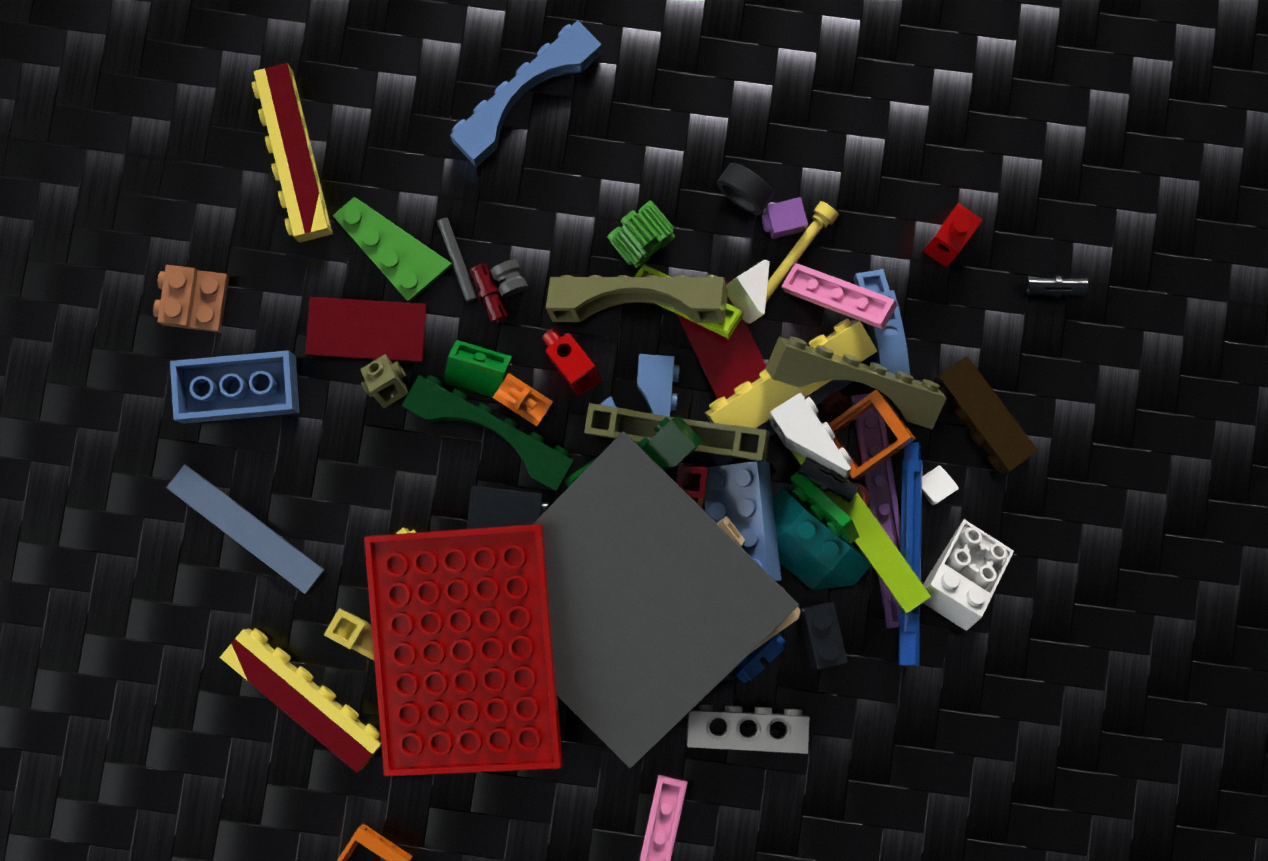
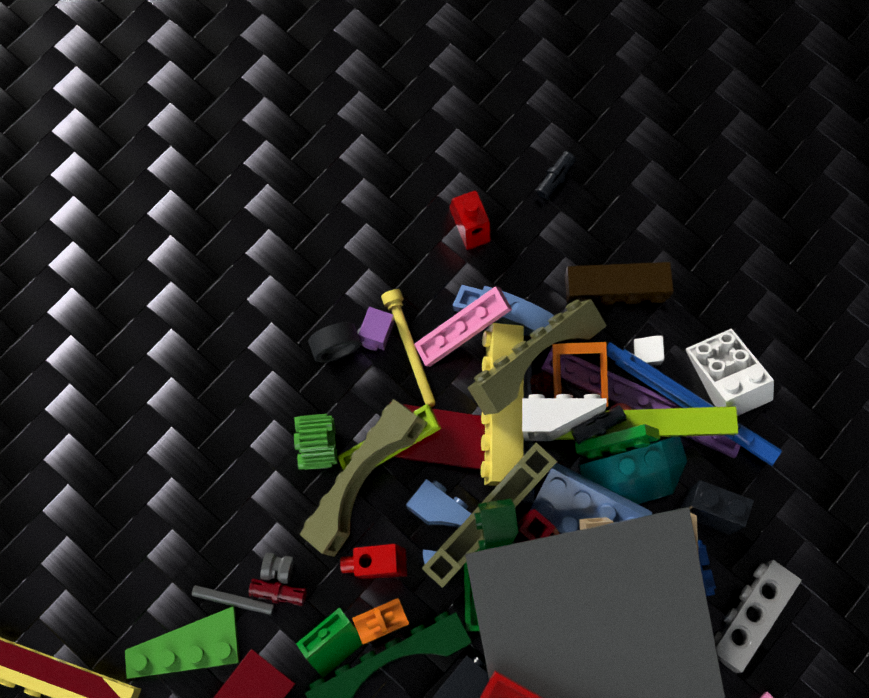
camera: 55 degrees left, 10 degrees down
(566, 55) = (137, 406): medium blue arch -> none
(750, 291) = (414, 389): white slope -> none

